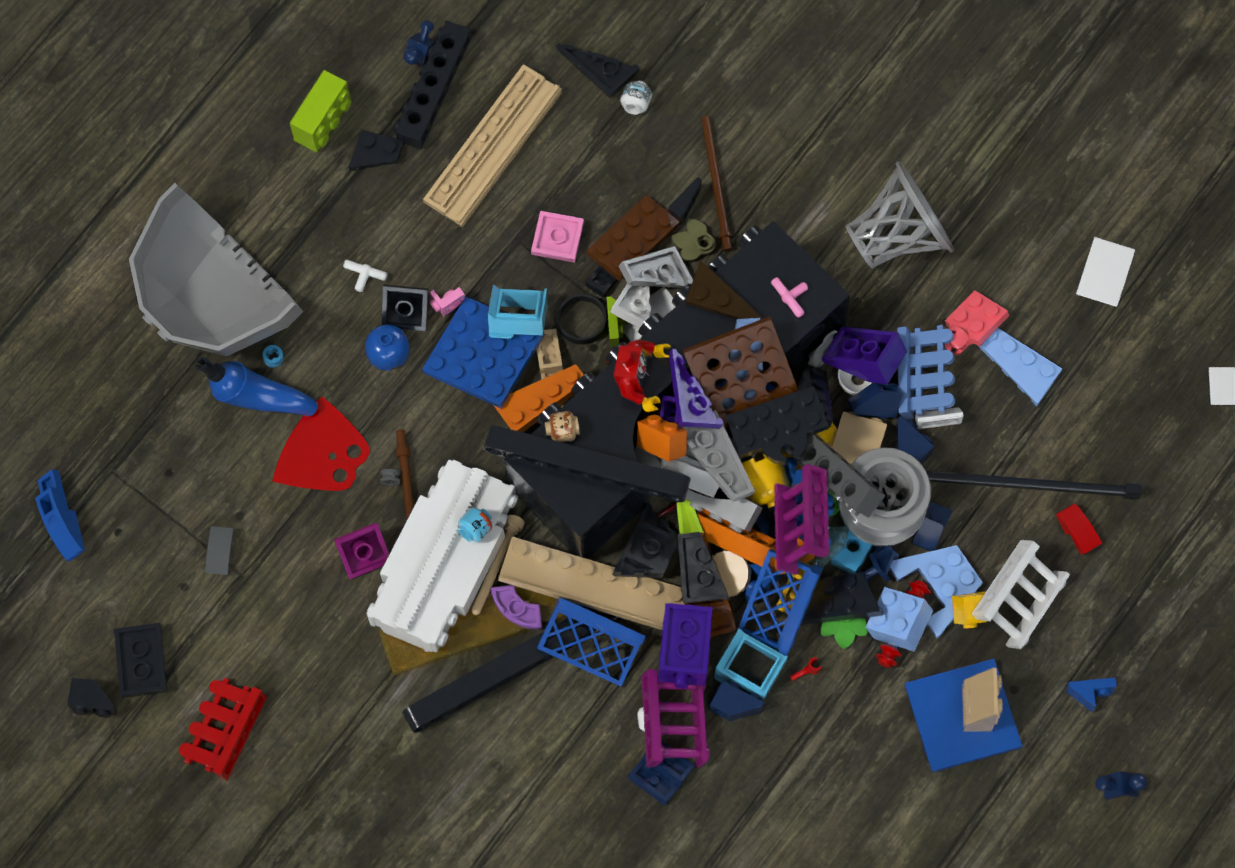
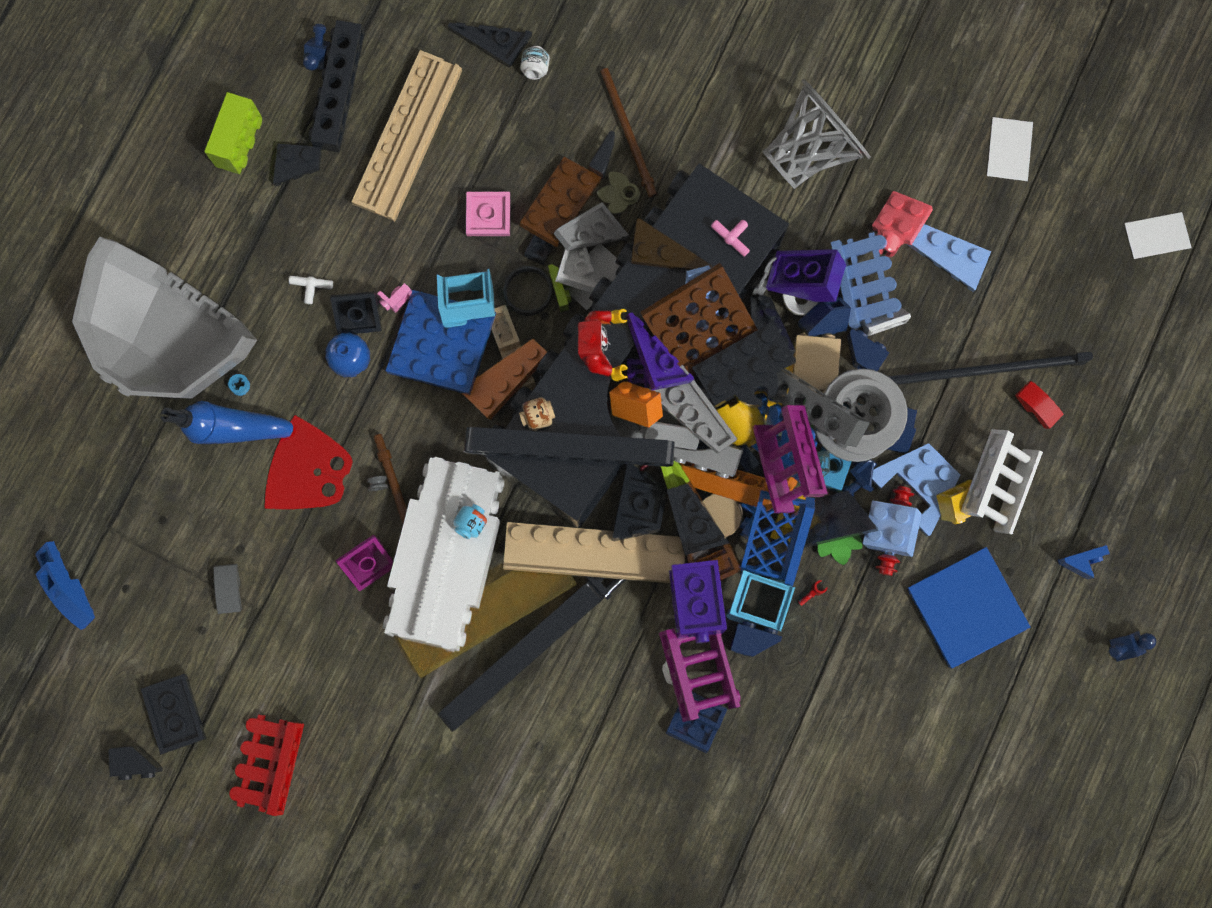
camera: 15 degrees left, 10 degrees up
(513, 526) = (505, 509): tan piece -> none
(515, 608) = (524, 591): medium lavender tile -> none
(597, 622) = (608, 590): blue fence -> none
(981, 701) = (991, 596): tan slope -> none

